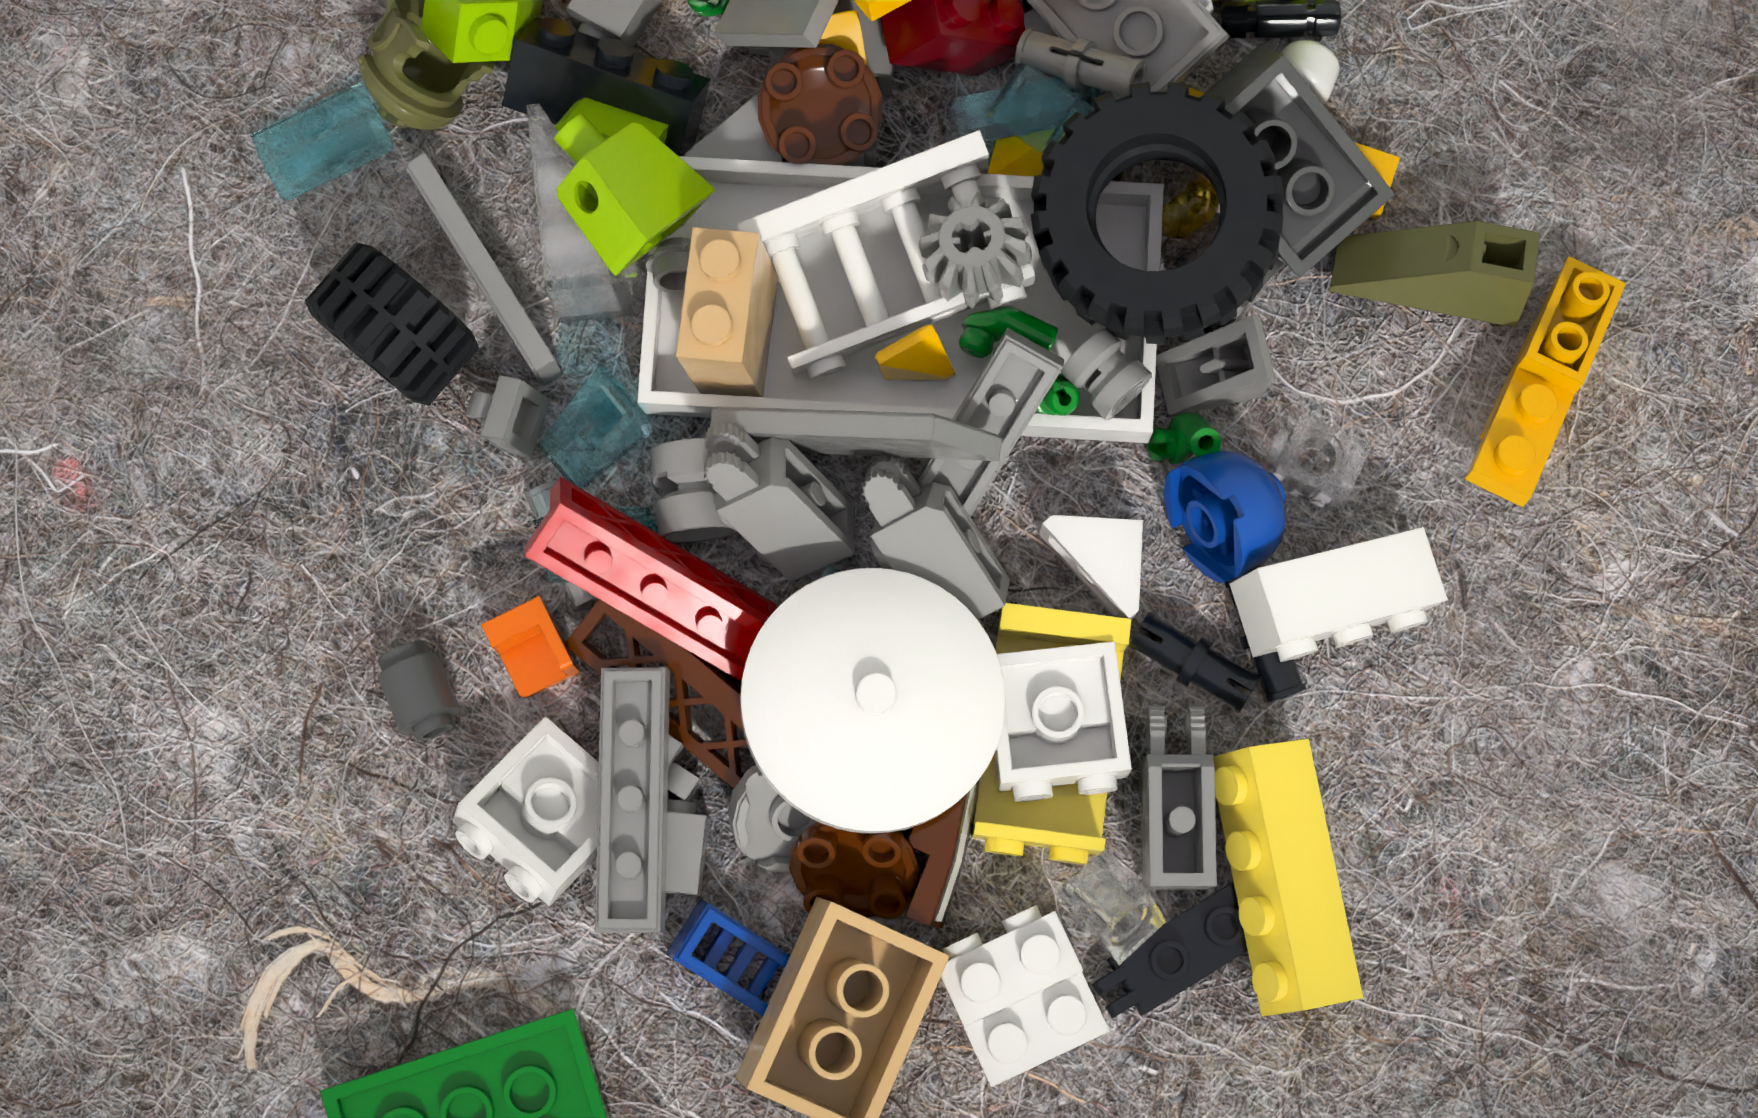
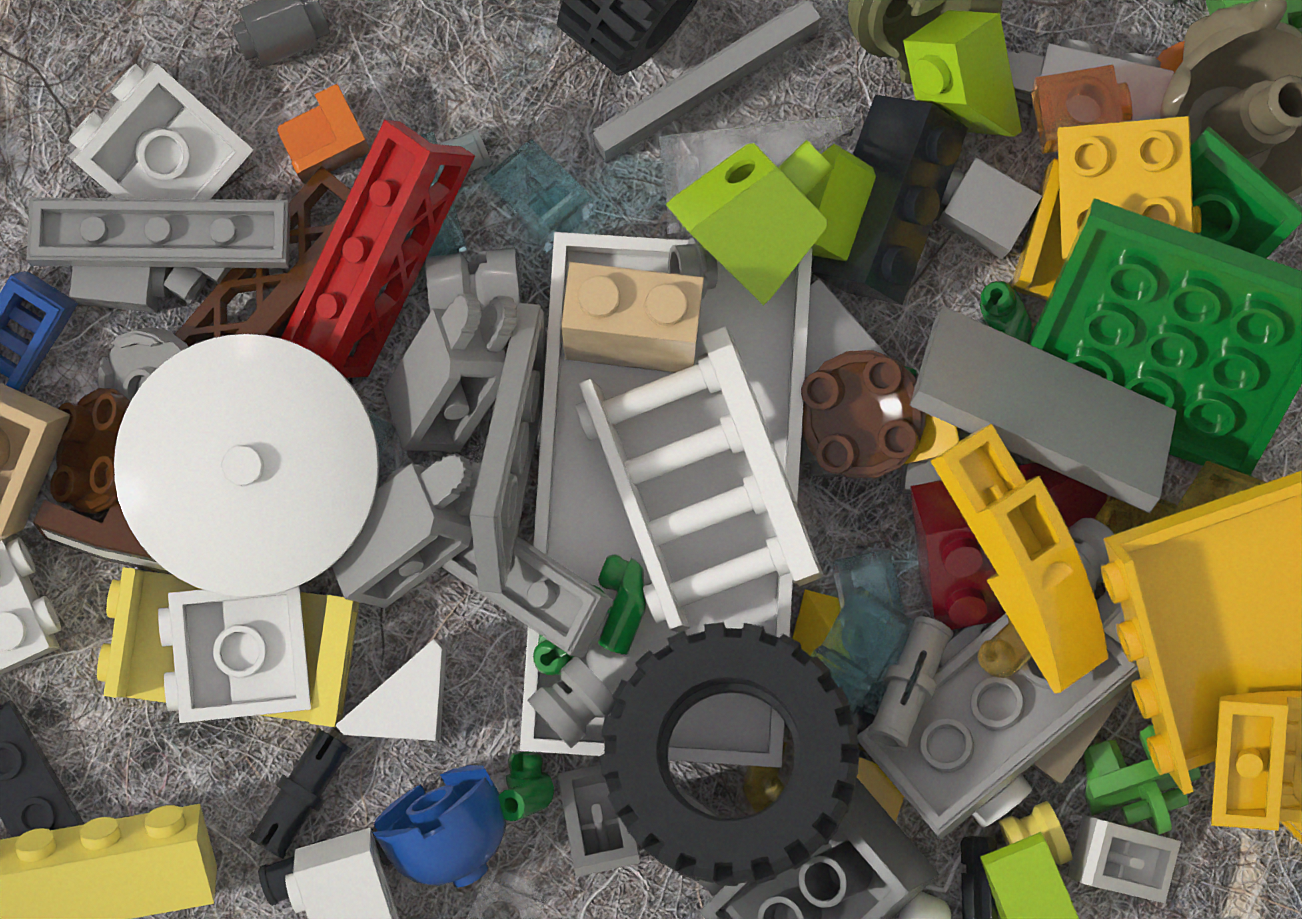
camera: 90 degrees right, 5 degrees up
(510, 415) = (555, 110): light grey tile -> none
(916, 357) = (597, 512): yellow slope -> none
(971, 231) = (712, 566): light grey gear -> none
(1112, 906) = (52, 703): clear brick -> none
(1178, 807) = (146, 771): light grey hinge -> none

